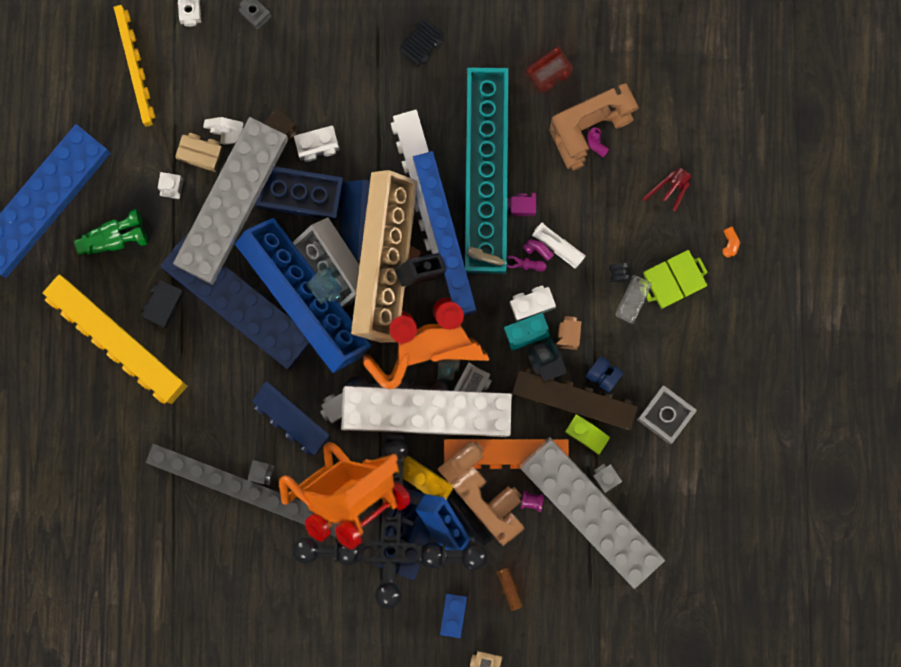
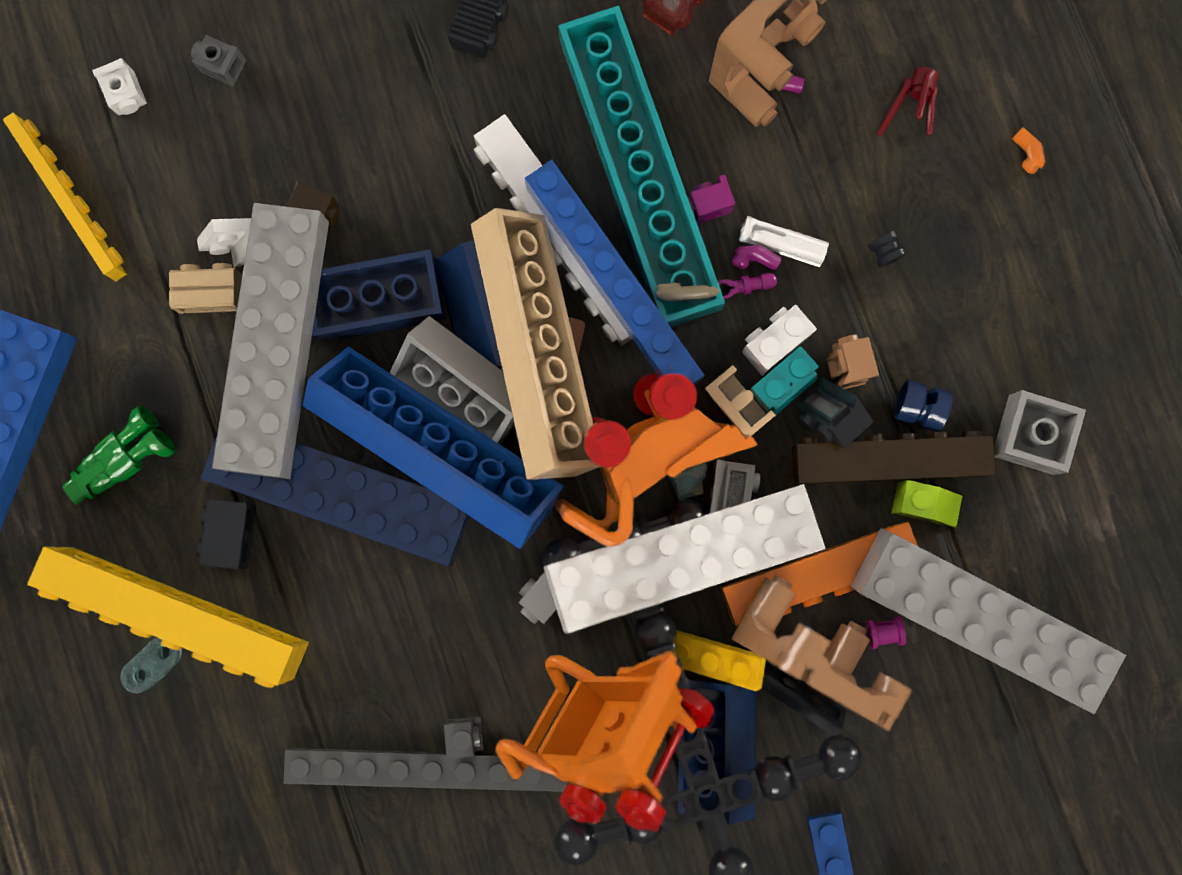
camera: 20 degrees left, 0 degrees up
(91, 365) = (152, 663): none -> clear light blue plate
(170, 185) = (178, 352): white brick -> none
(291, 419) = (479, 638): dark blue slope -> none
(316, 143) = (376, 217): white bracket -> none
(324, 286) = (460, 421): clear light blue brick -> none
(420, 269) = (598, 343): black brick -> none
(442, 522) = (769, 720): blue brick -> none
(493, 333) = (737, 403): none -> tan window
(509, 589) = (901, 779): clear orange pin -> none
(606, 478) = (984, 559): light grey brick -> none
(633, 299) = (925, 280): clear brick -> none
(682, 278) = (969, 232): lime piece -> none

